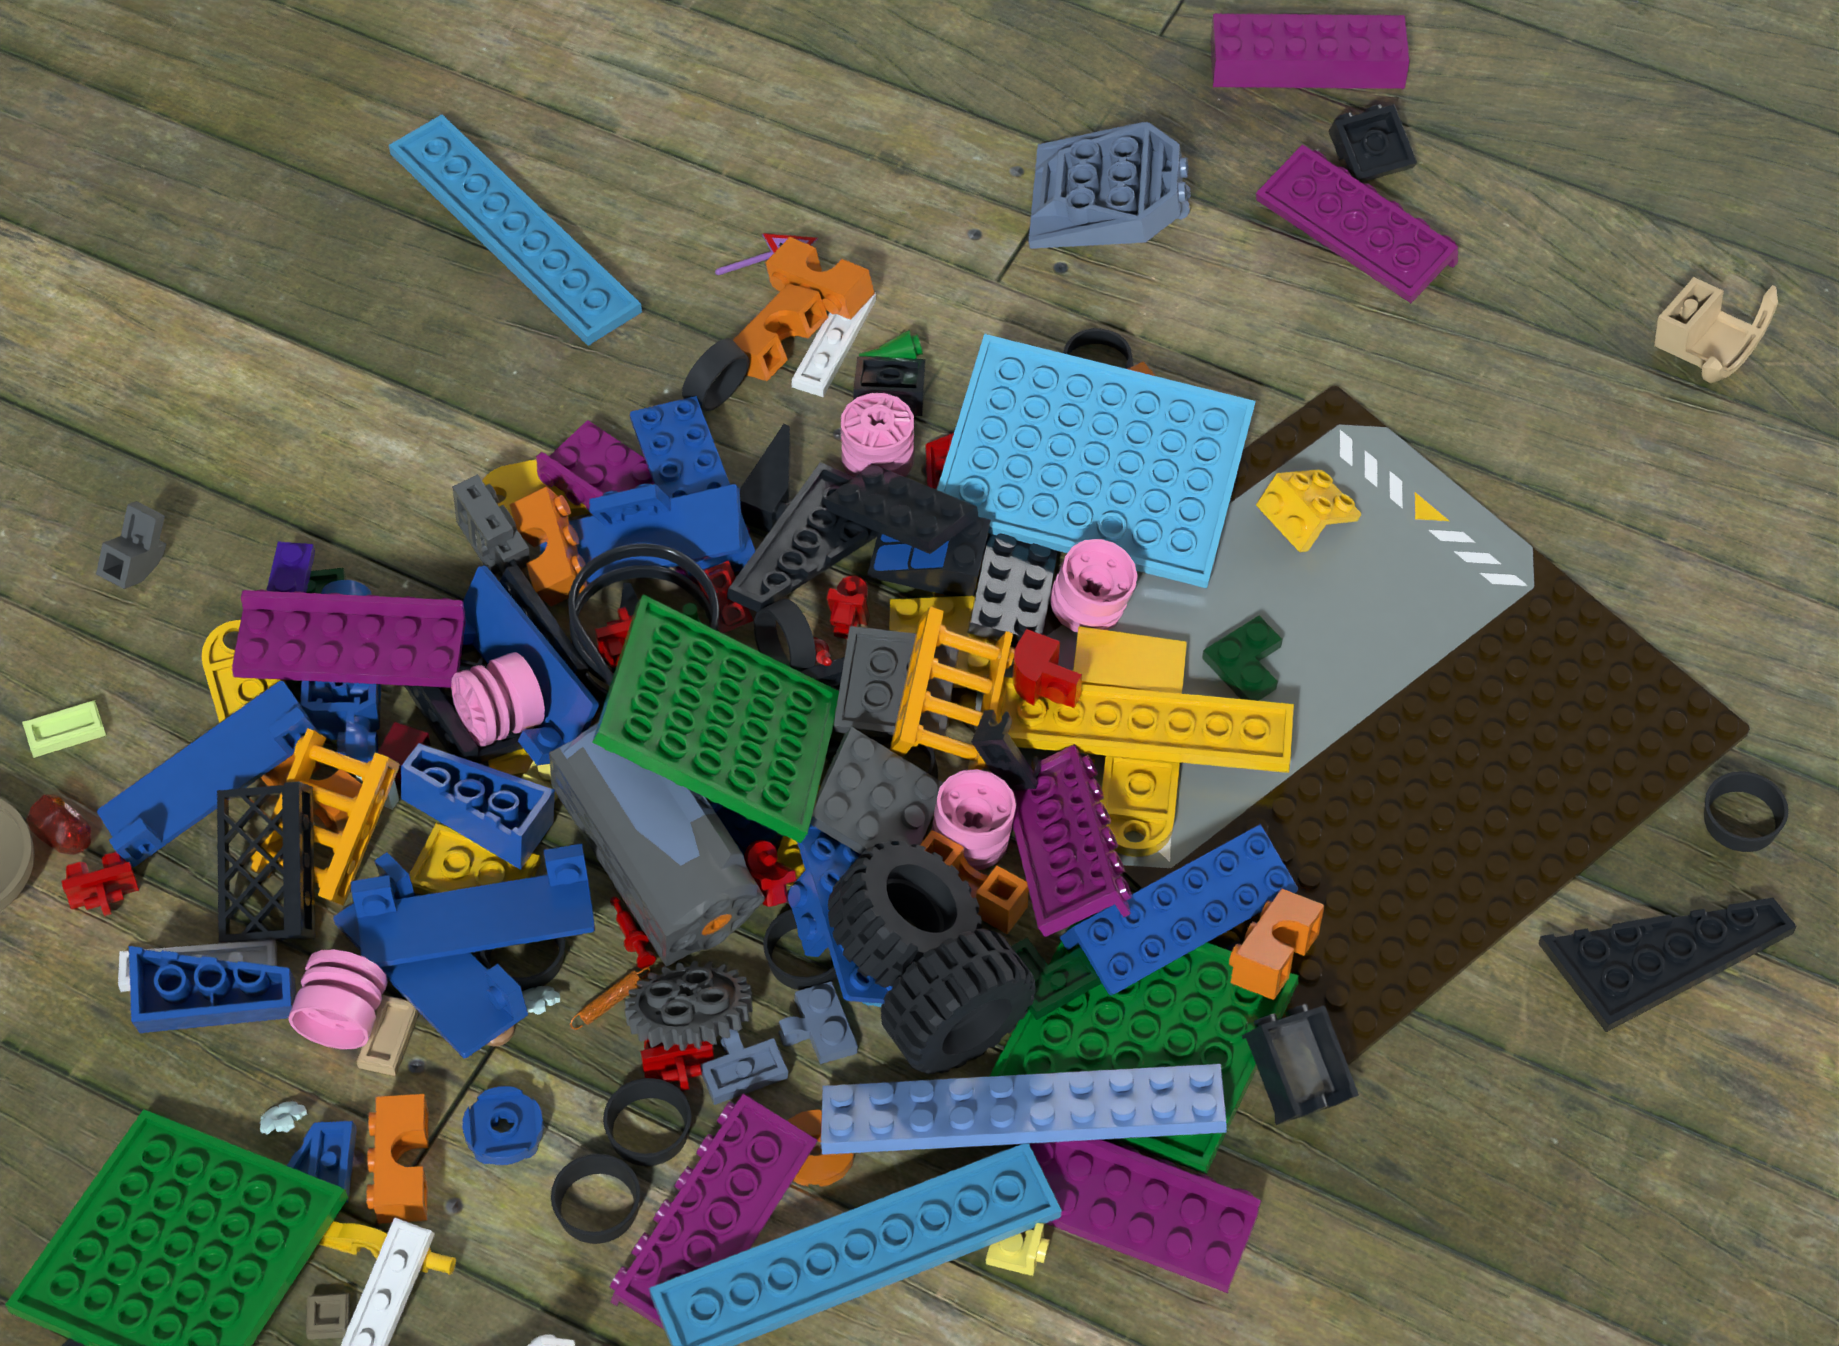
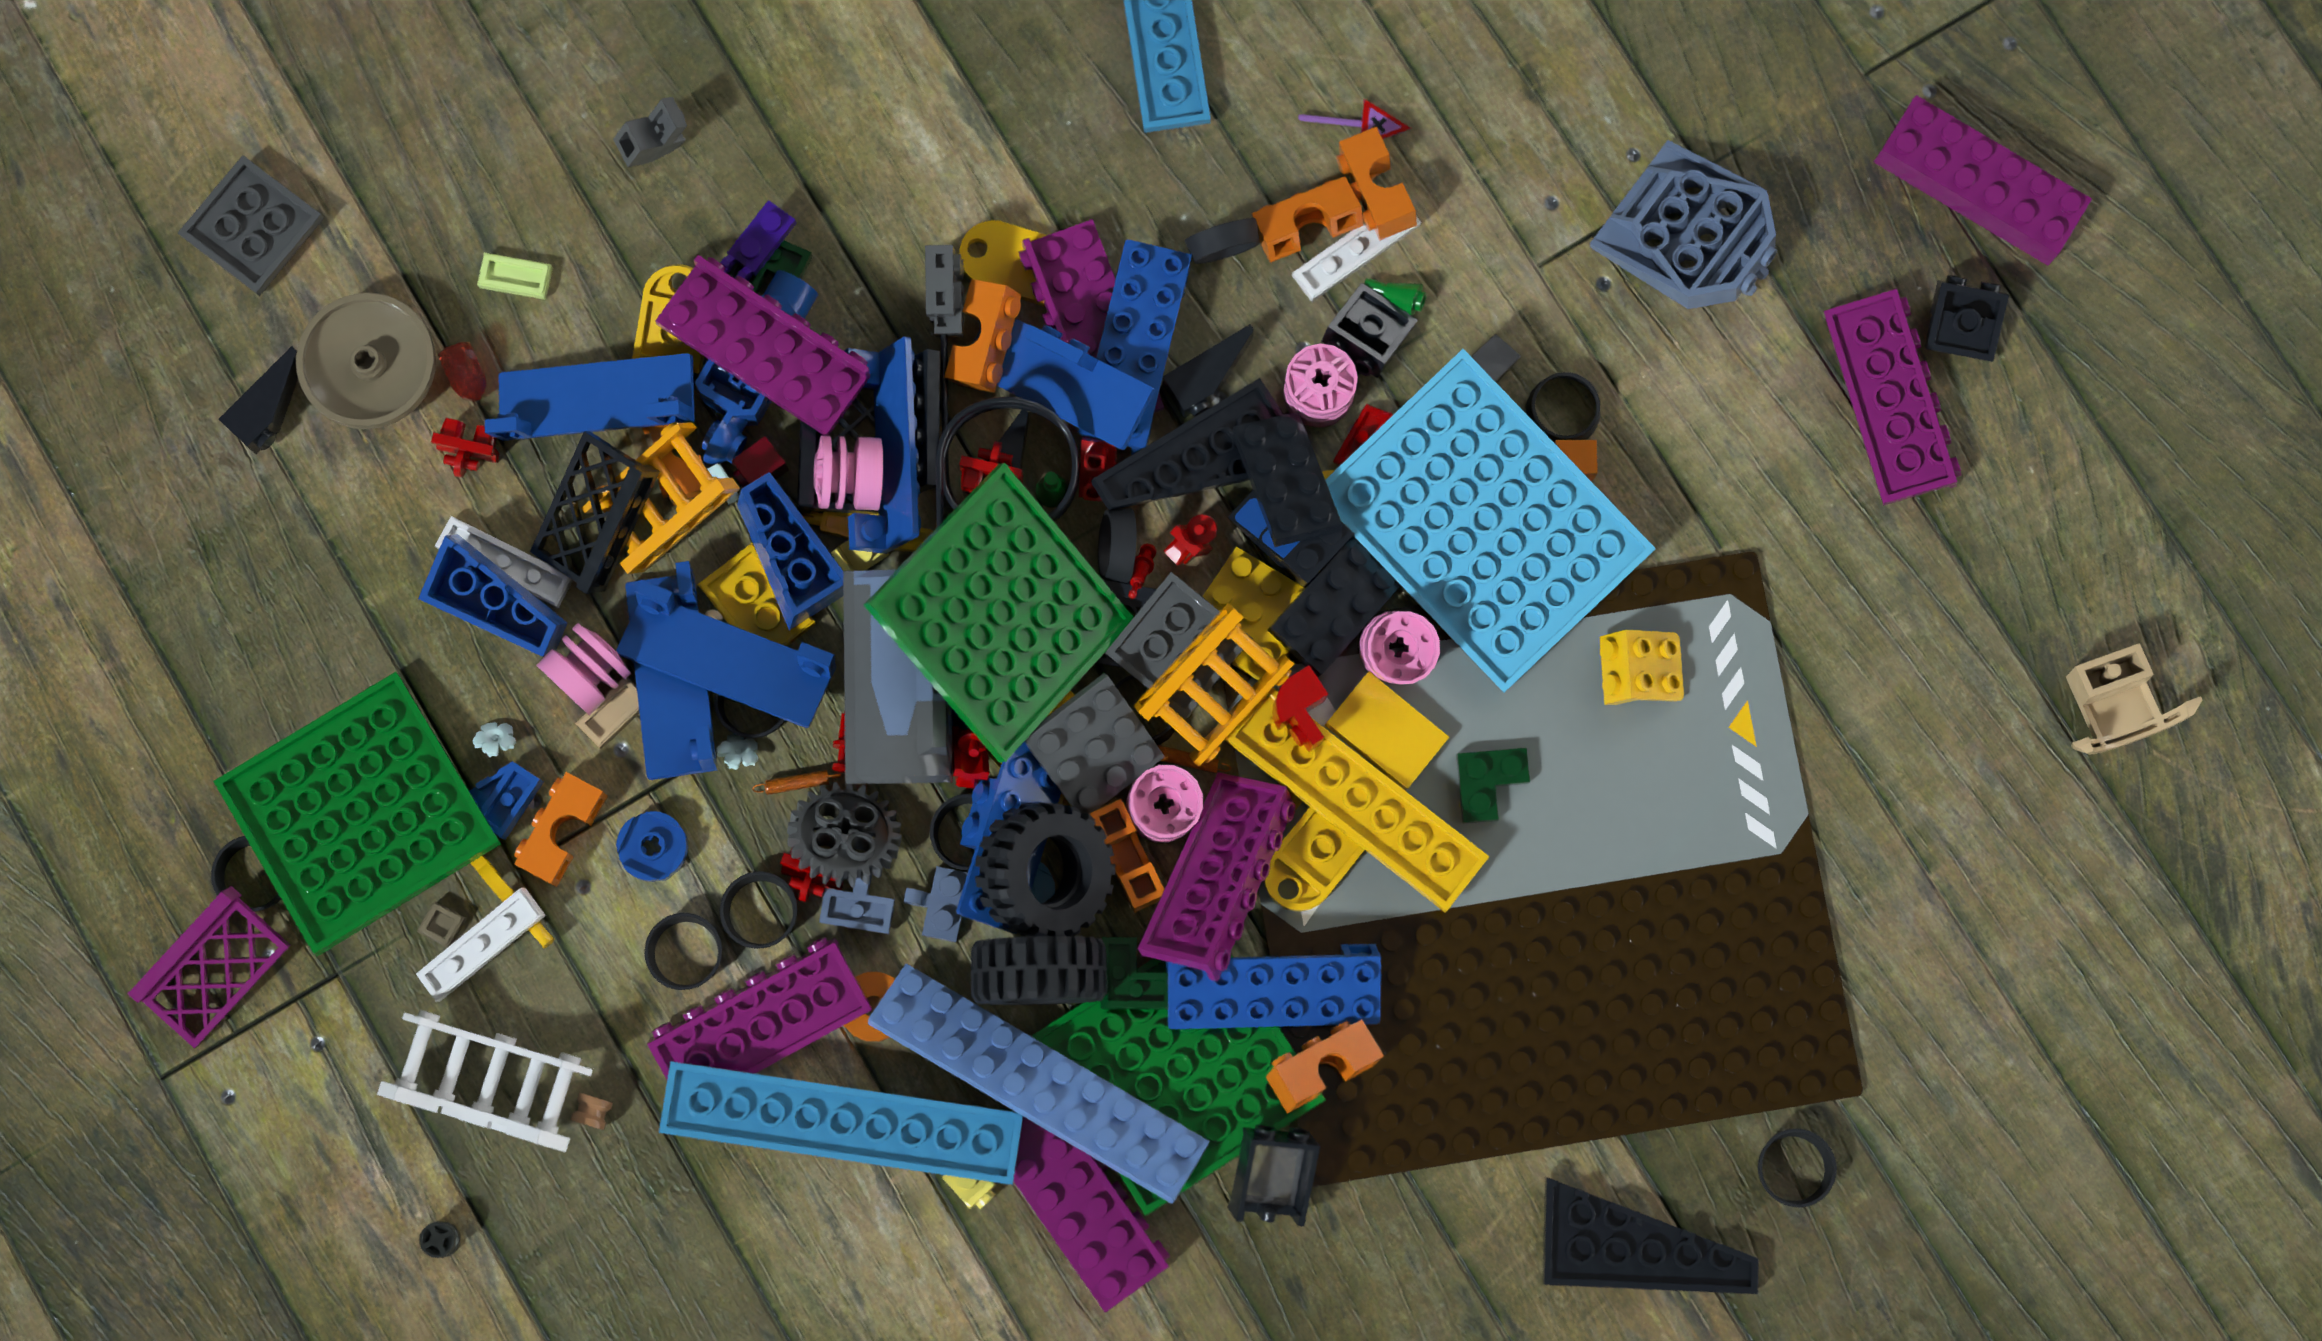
camera: 30 degrees right, 25 degrees up
(1002, 753) = (1222, 764): black hinge -> none

